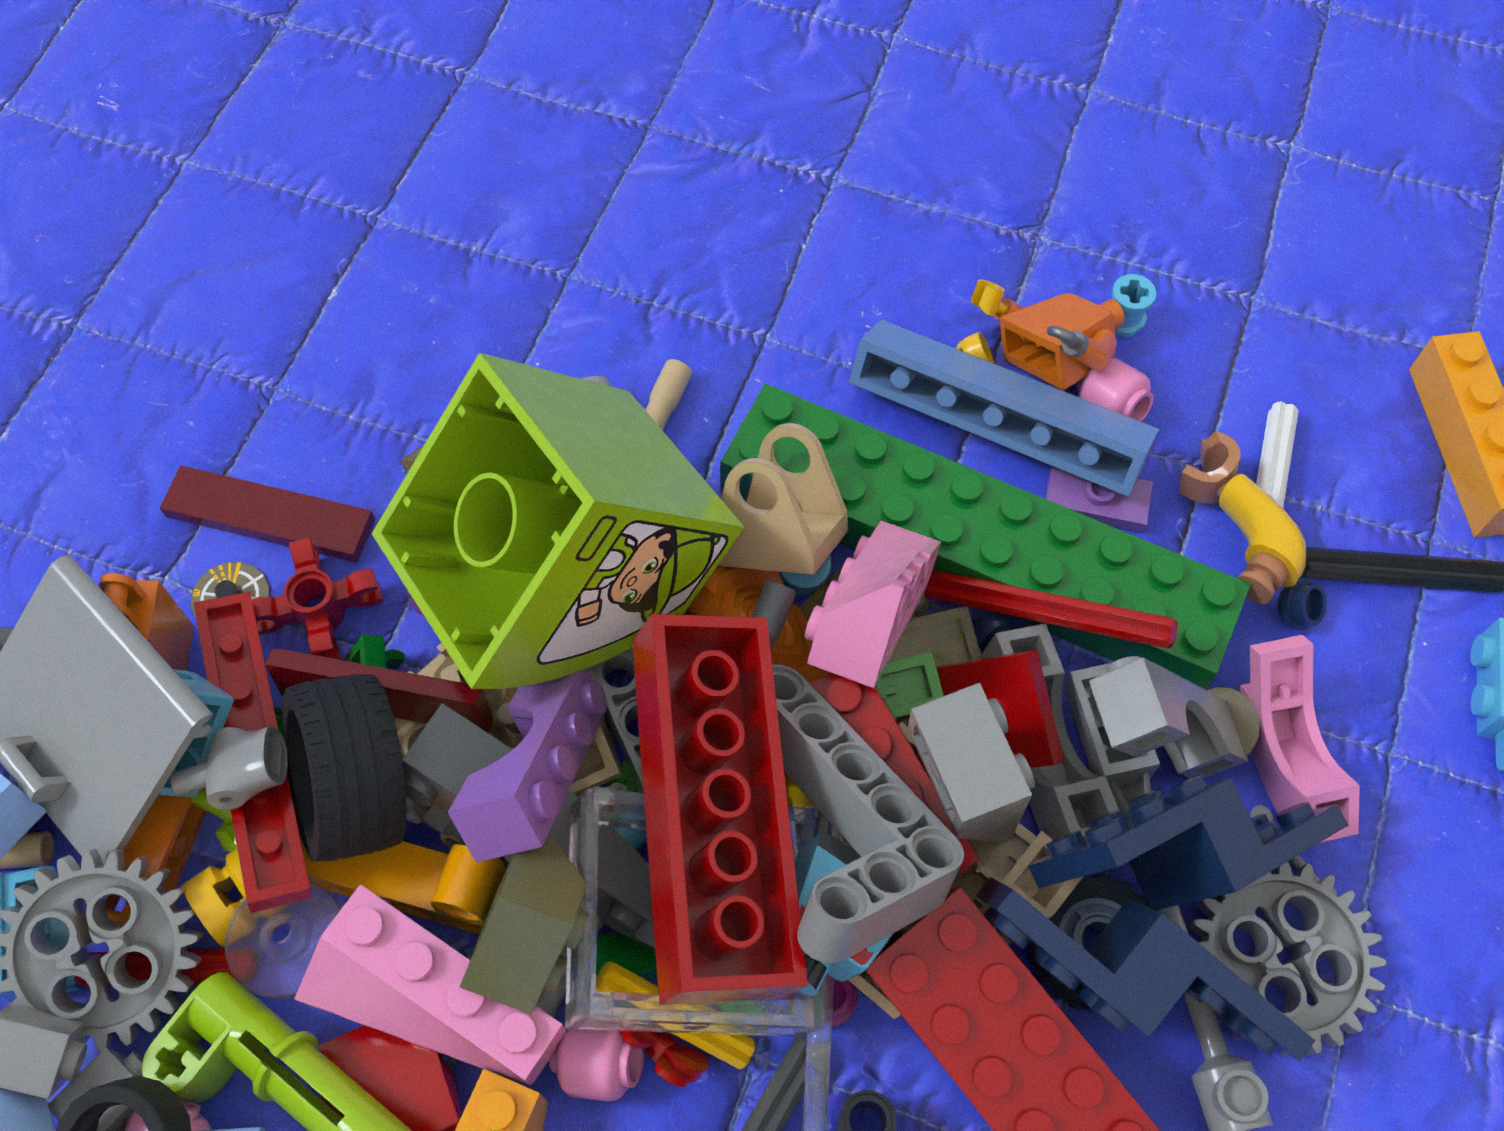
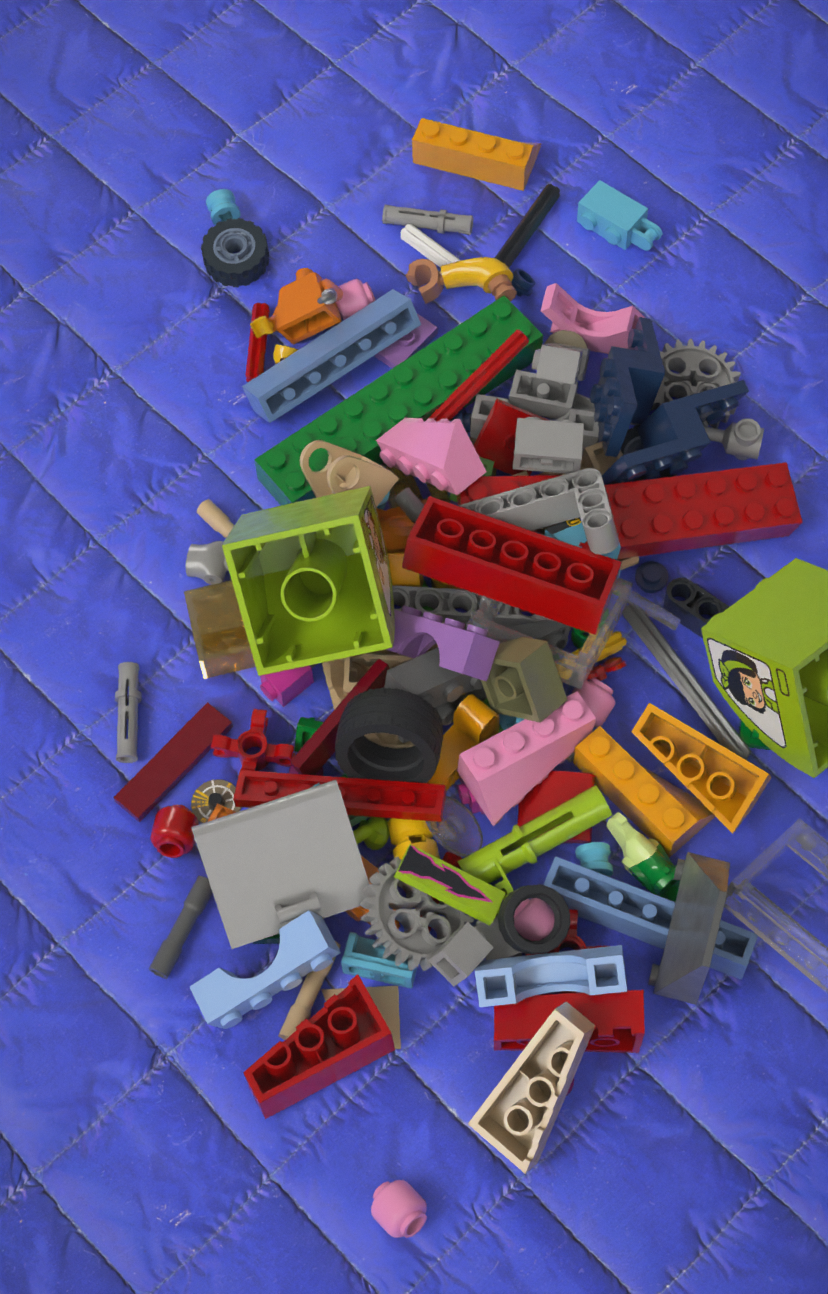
camera: 60 degrees left, 0 degrees up
(139, 978) = (449, 884): none -> tile
(152, 555) = (173, 831): none -> red head
(236, 767) = (361, 793): light grey piece -> none
(316, 423) = (127, 677): none -> light grey pin
(887, 1055) = (651, 577): none -> dark blue plate
(968, 316) = (257, 346): none -> red axle
(1097, 220) = (239, 267): none -> black wheel
(1135, 296) = (296, 260): medium azure bush -> none
(1157, 174) = (222, 206): none -> medium azure wheel
(1330, 445) = (434, 220): none -> light grey pin

